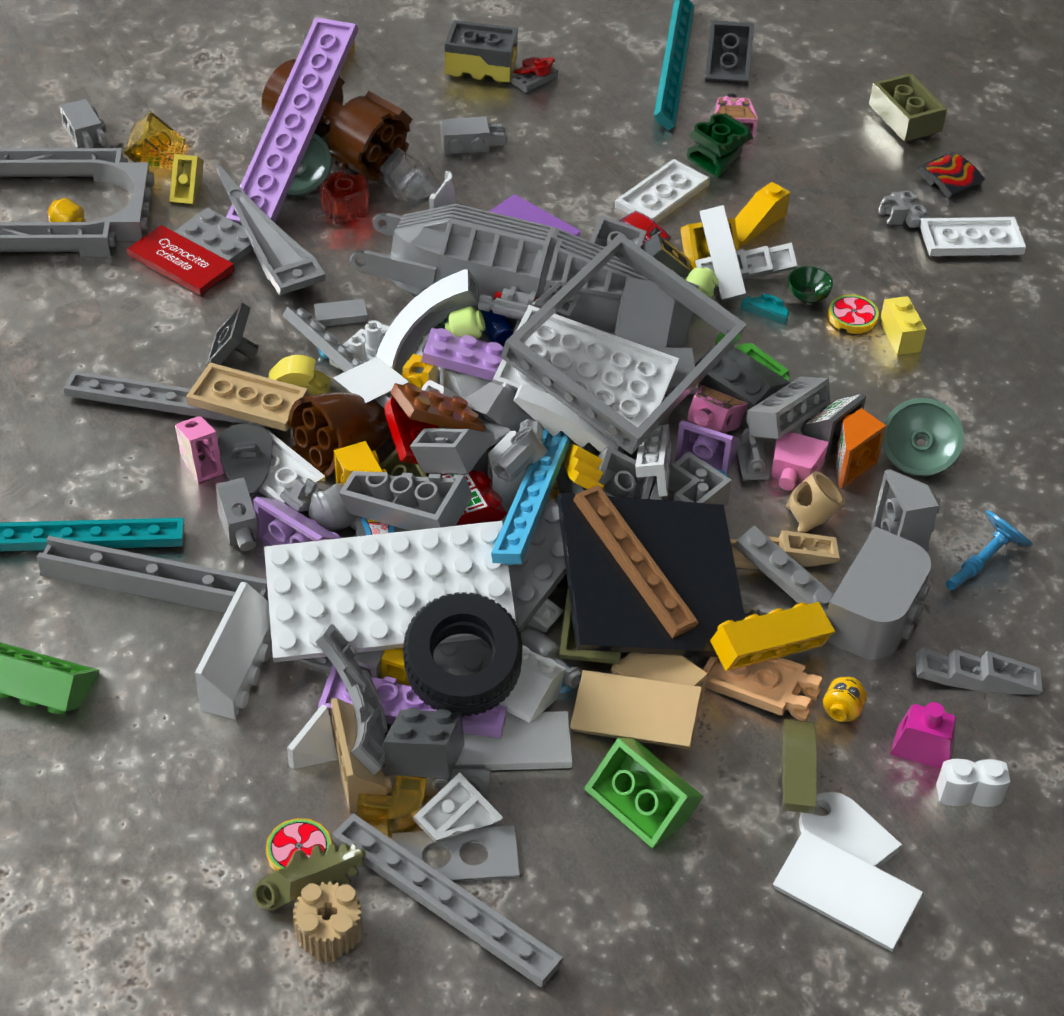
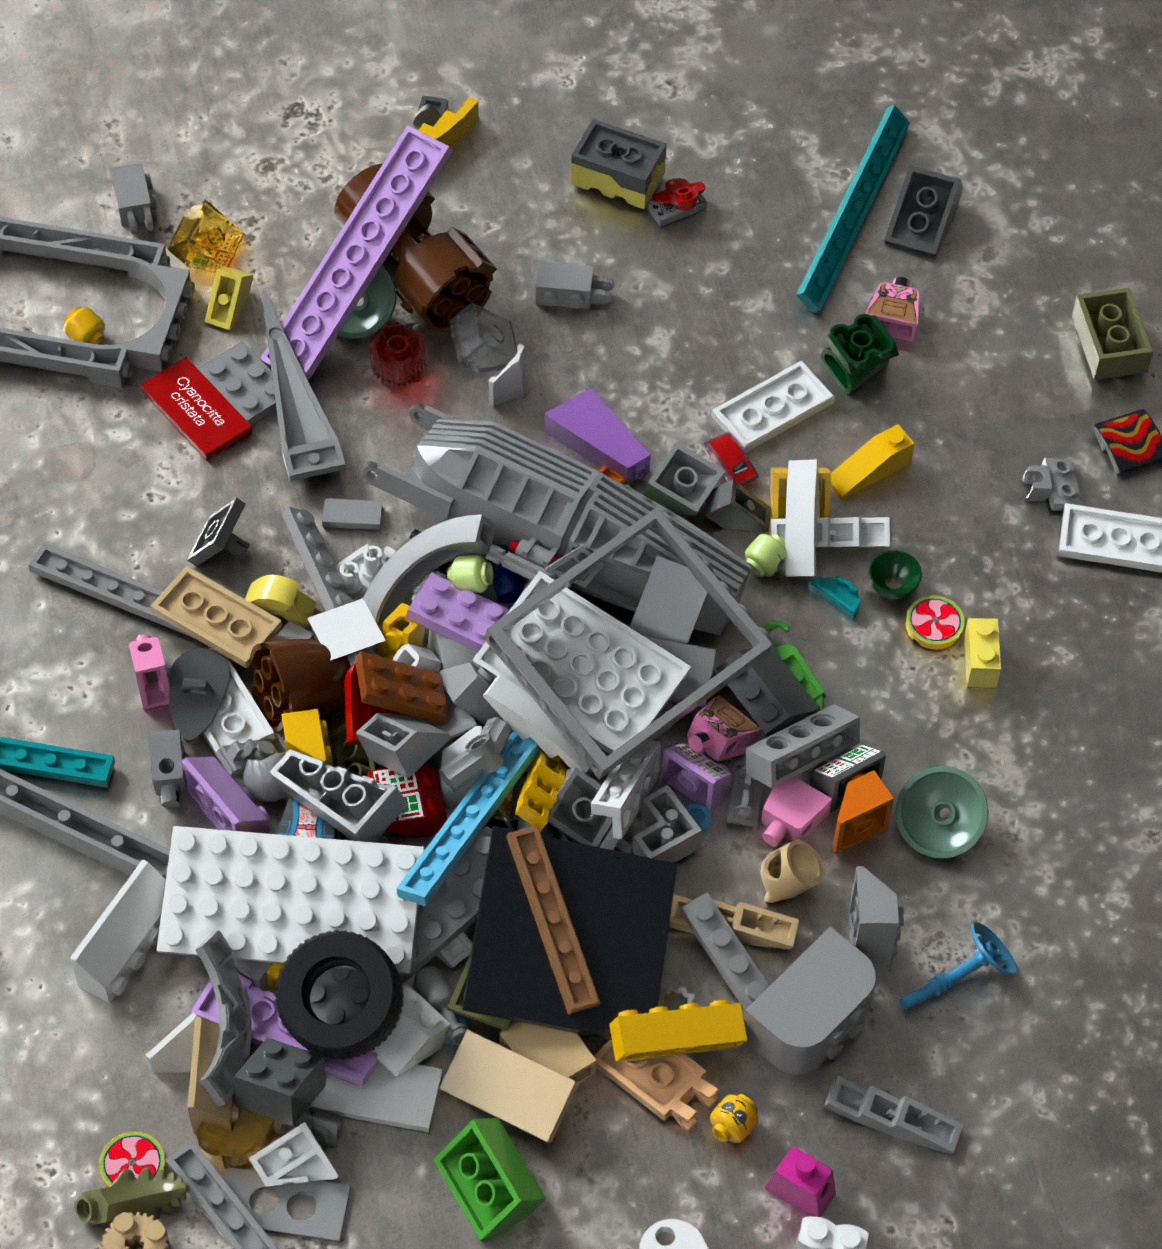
camera: 15 degrees right, 10 degrees up
(799, 766) = (658, 1184): olive slope -> none

